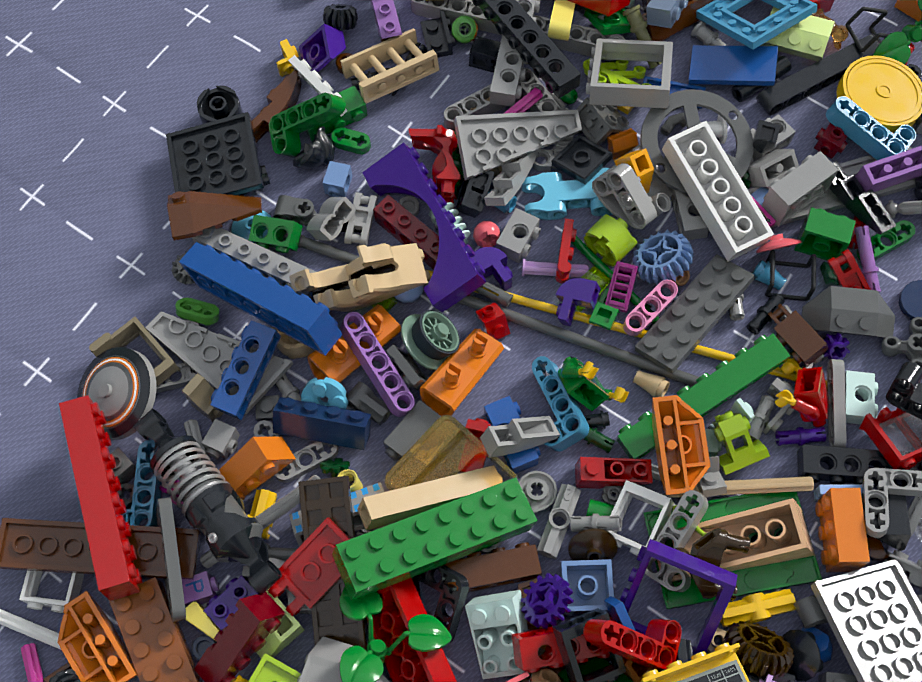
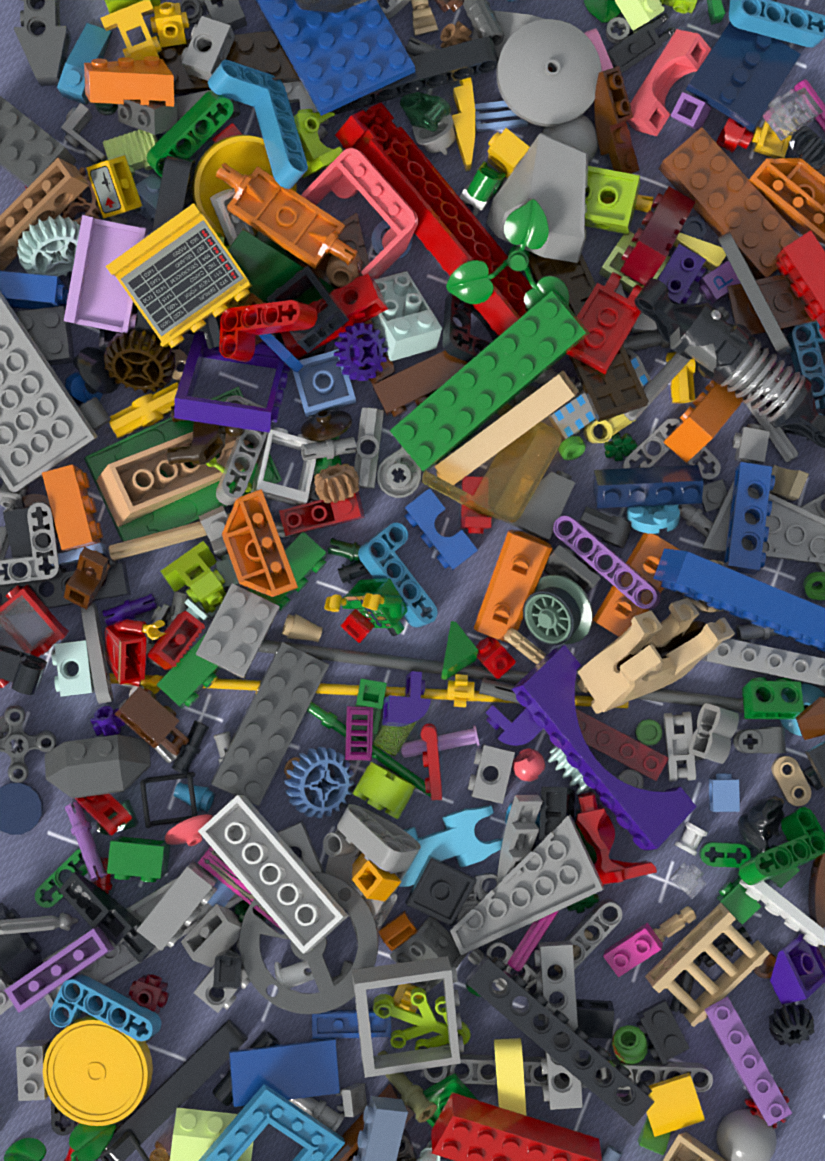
camera: 160 degrees right, 20 degrees up
(281, 178) = (790, 782): none -> tan plate
(373, 154) = (691, 838): none -> white bush
(376, 475) = (572, 448): none -> bright green tile
(382, 236) = (648, 732): none -> bright green tile
(385, 127) = (689, 879): none -> clear plate
(407, 102) = (675, 923): none -> tan axle
(442, 90) = (633, 949): none -> dark pink piece
(464, 322) = (524, 645): none -> tan axle
(518, 435) = (430, 519): light grey slope -> none
(523, 330) = (459, 652): none -> green slope
(528, 300) = (460, 690): none -> yellow gear
(595, 488) = (336, 483): none -> medium nougat gear
(604, 374) = (357, 625): none -> red tile
(658, 300) = (322, 699): bright pink beam -> none
(682, 41) = (353, 1100): none -> light grey tile
(711, 382) = (238, 630): none -> light grey plate
(763, 391) = (176, 641): none -> red brick
(839, 459) = (87, 578): none -> reddish brown brick

